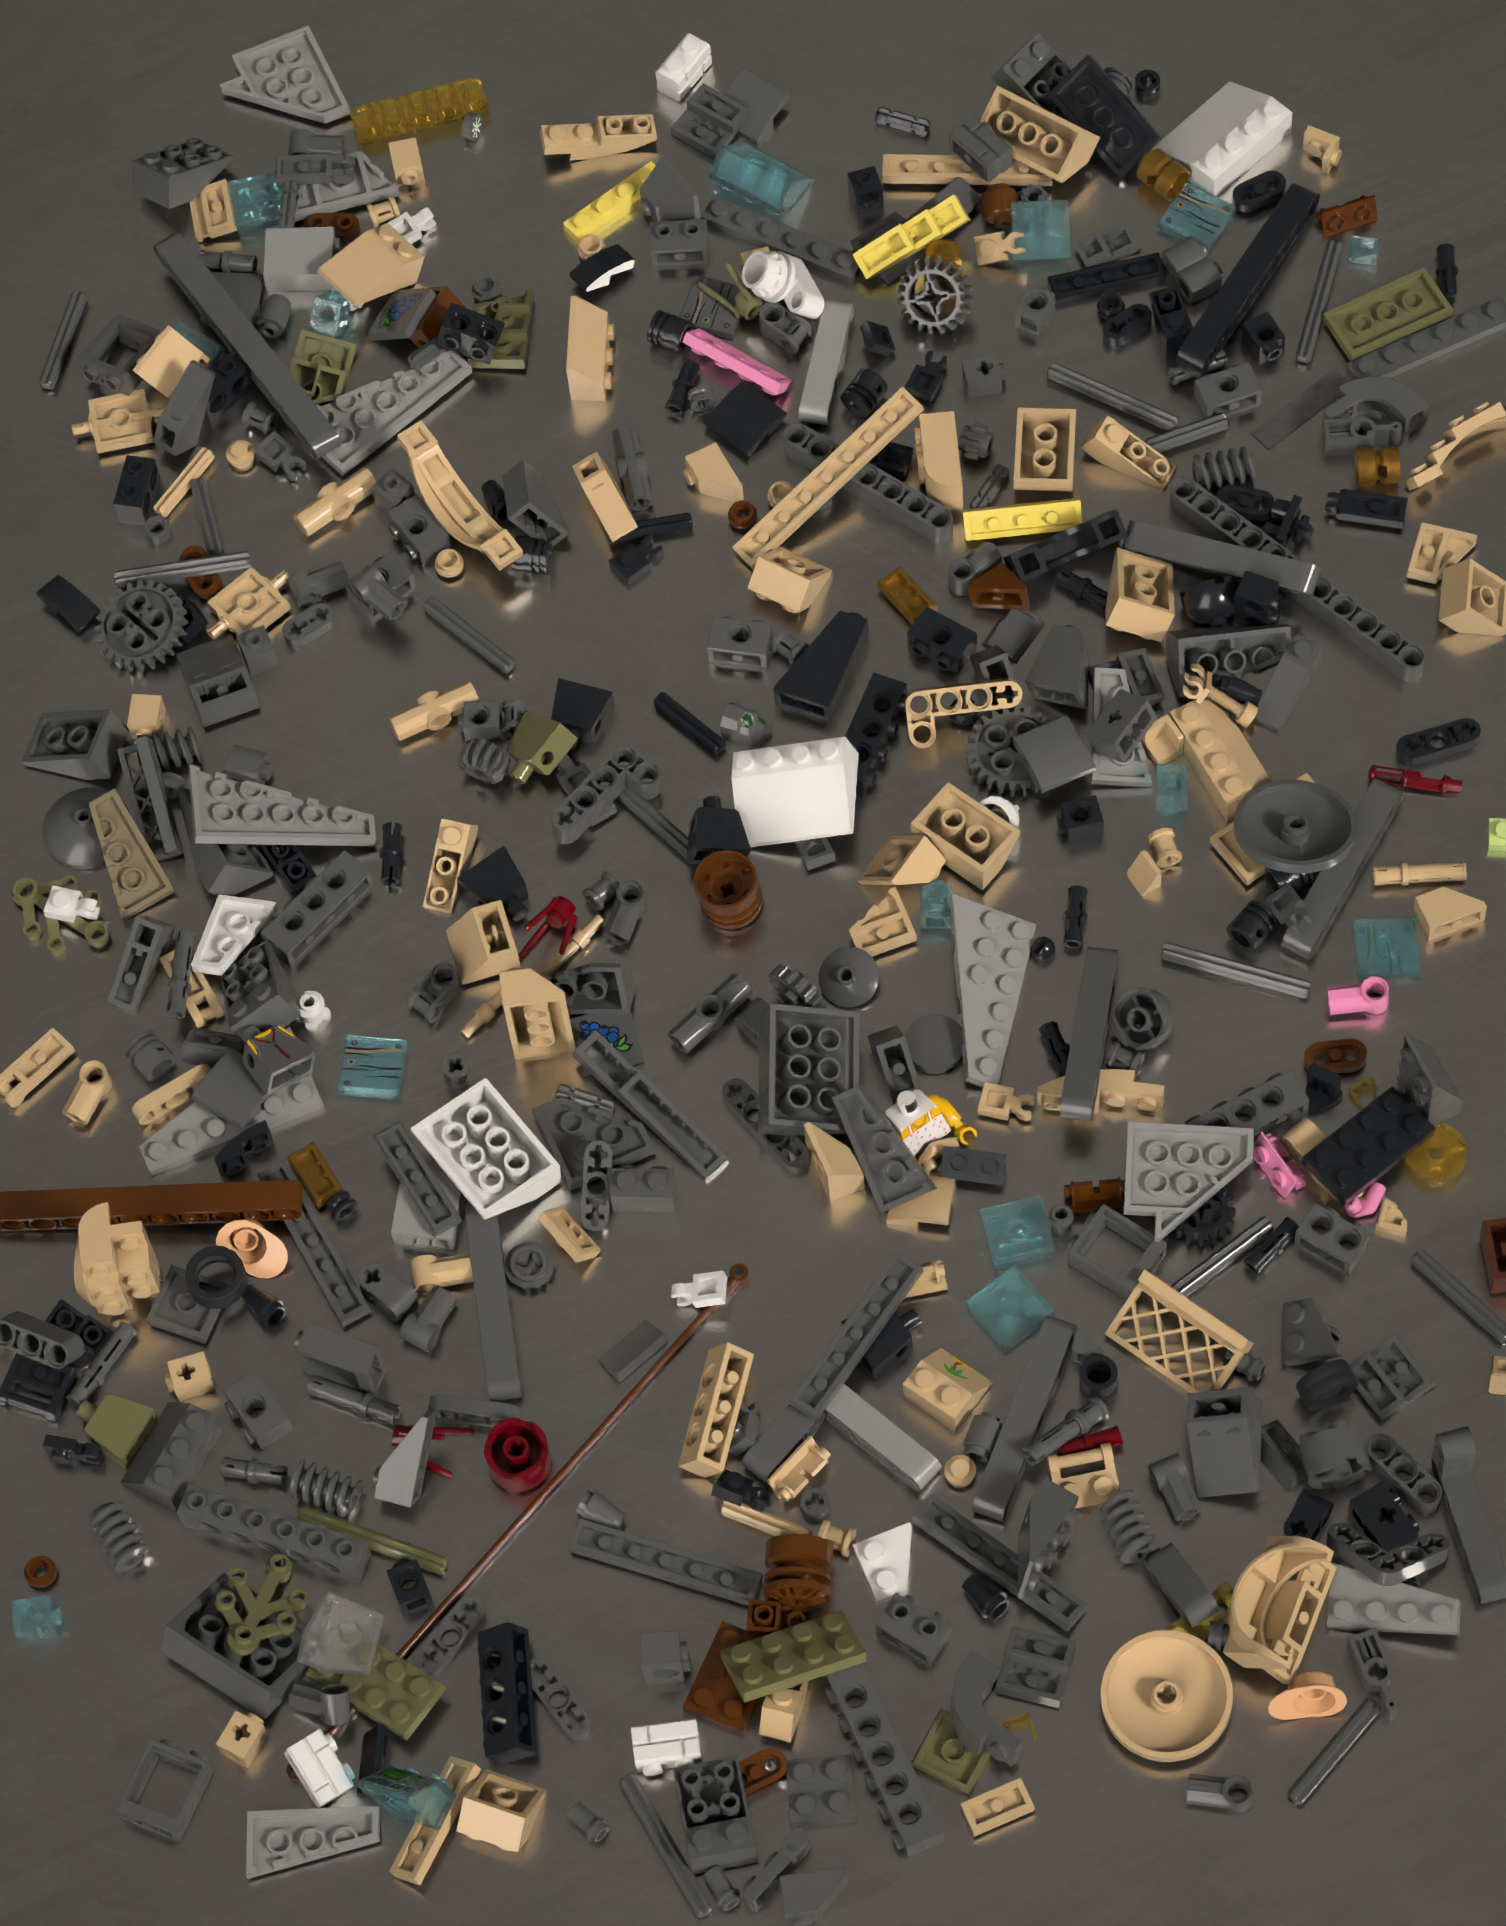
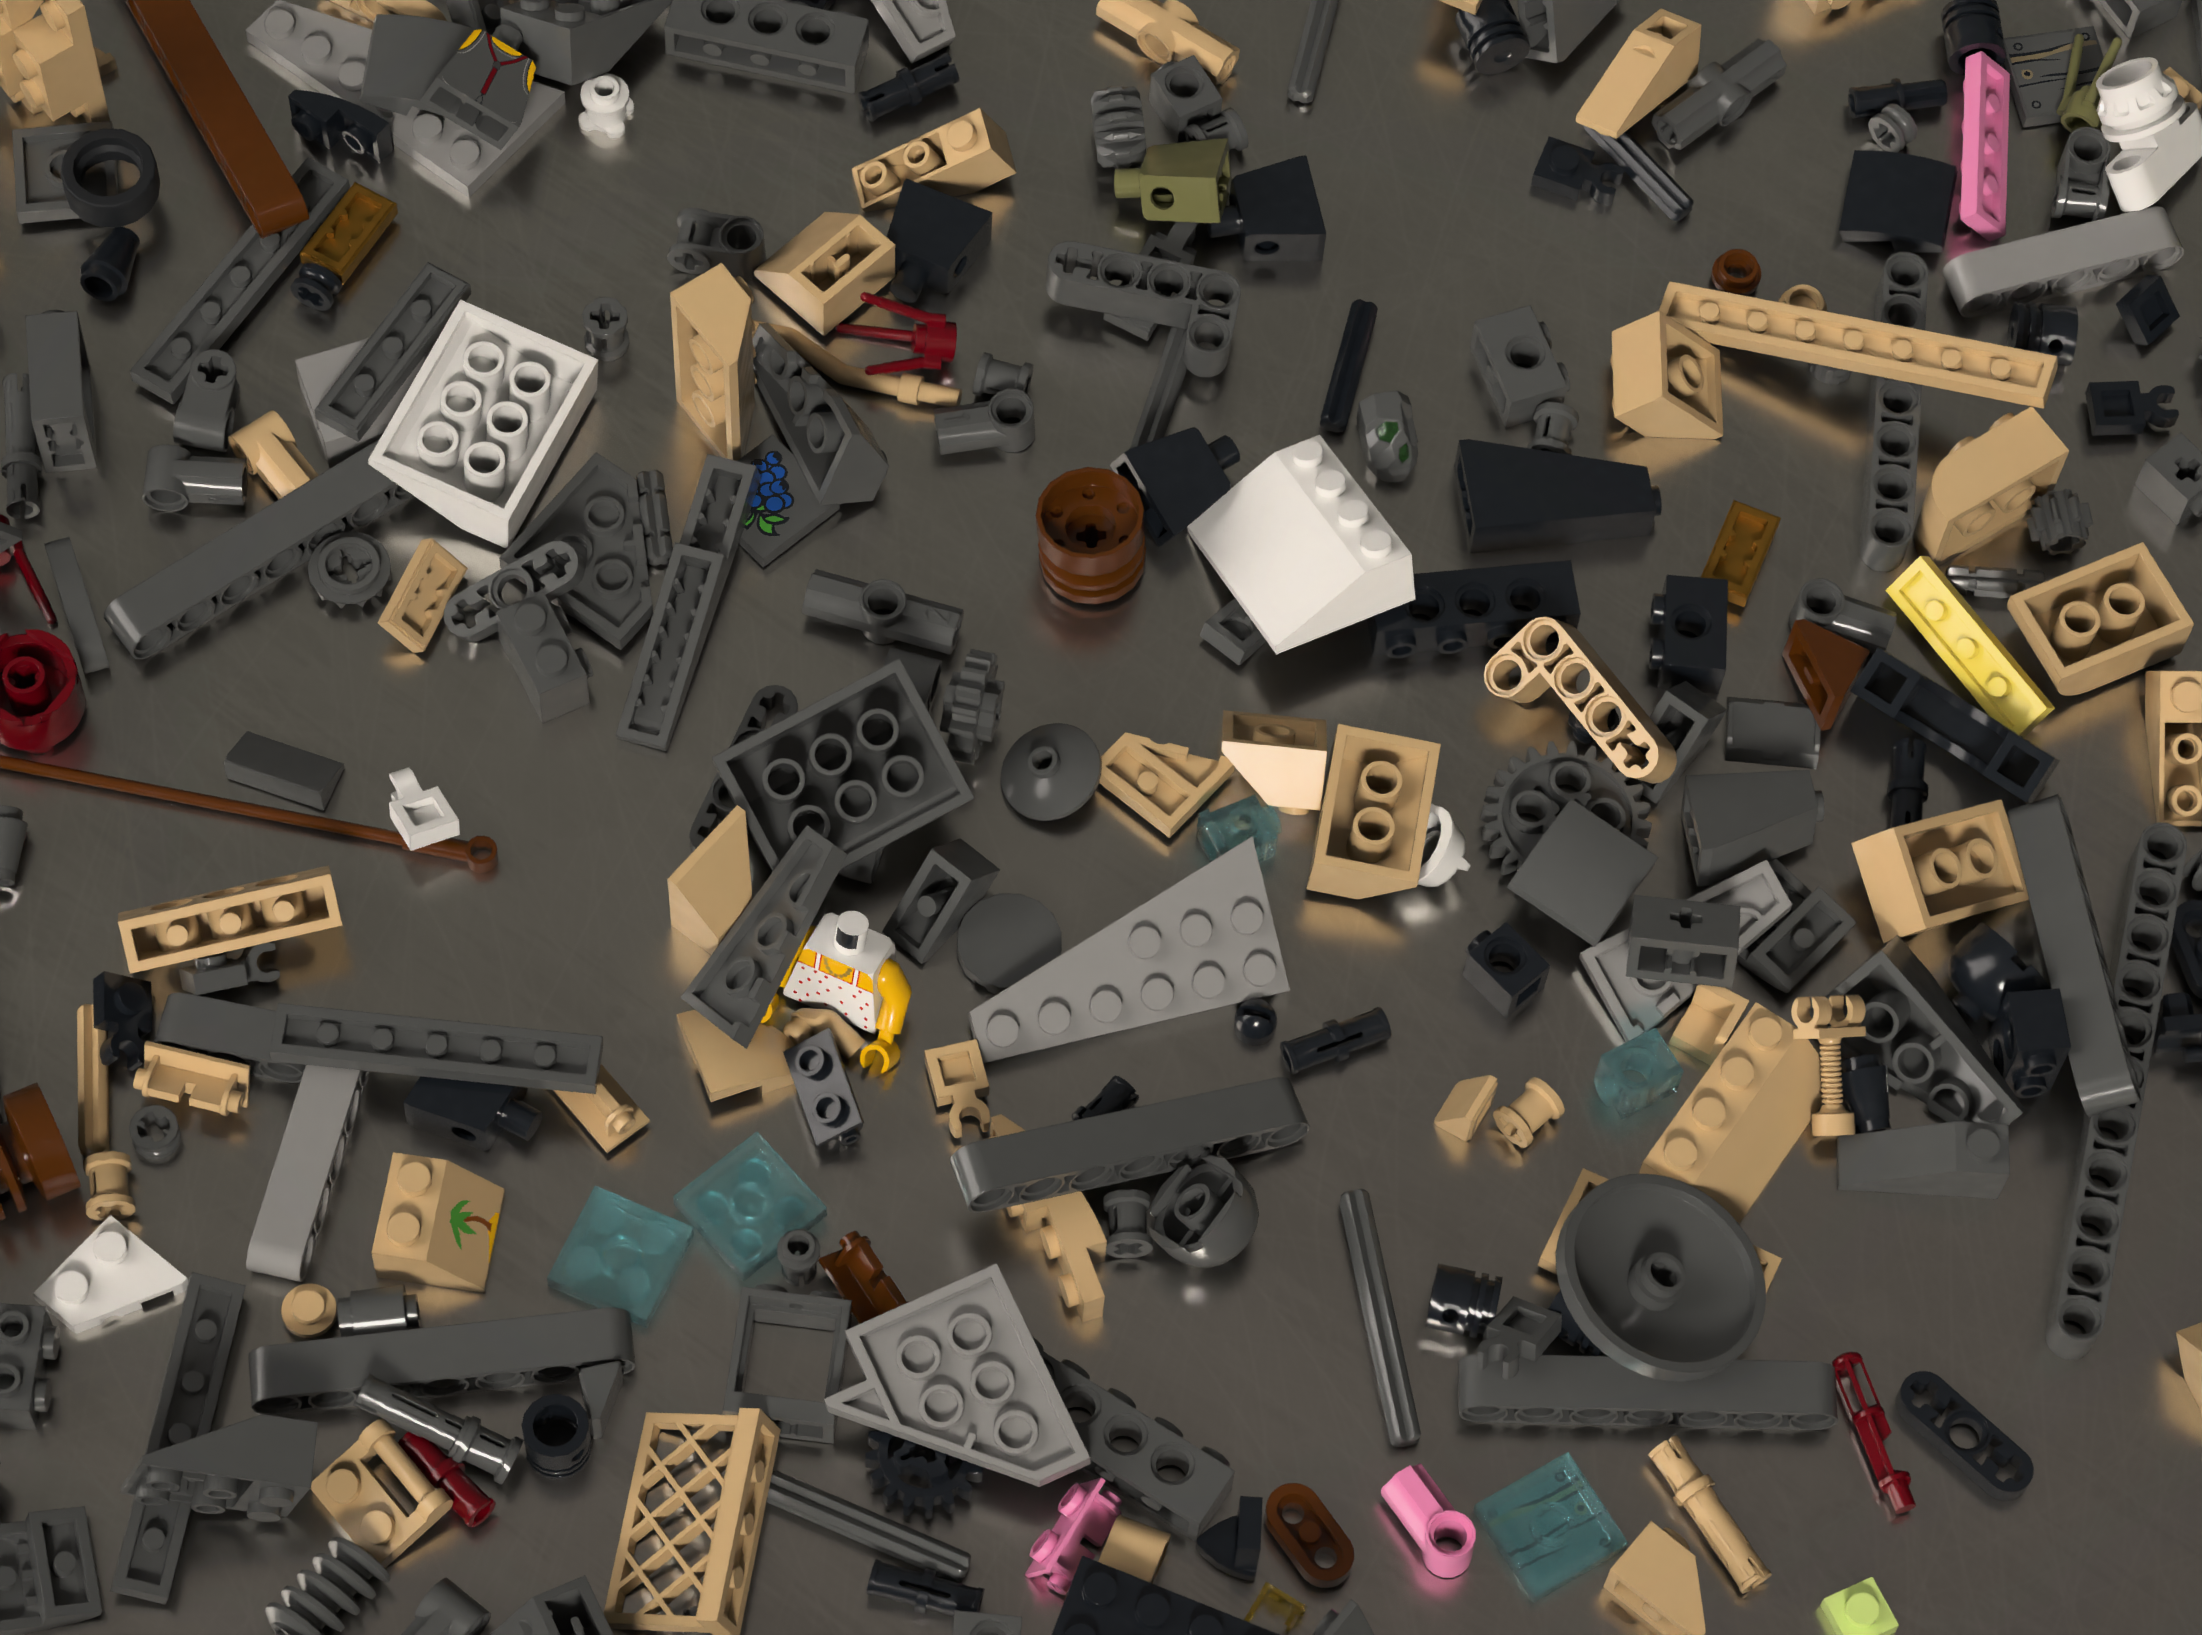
camera: 50 degrees right, 0 degrees up
(258, 1248) = (190, 202): light nougat piece -> none
(372, 1067) = (560, 225): clear light blue tile -> none
(712, 474) = (1776, 199): tan slope -> none
(894, 459) = (1954, 418): black plate -> none
(986, 1597) = (112, 1445): black cone -> none

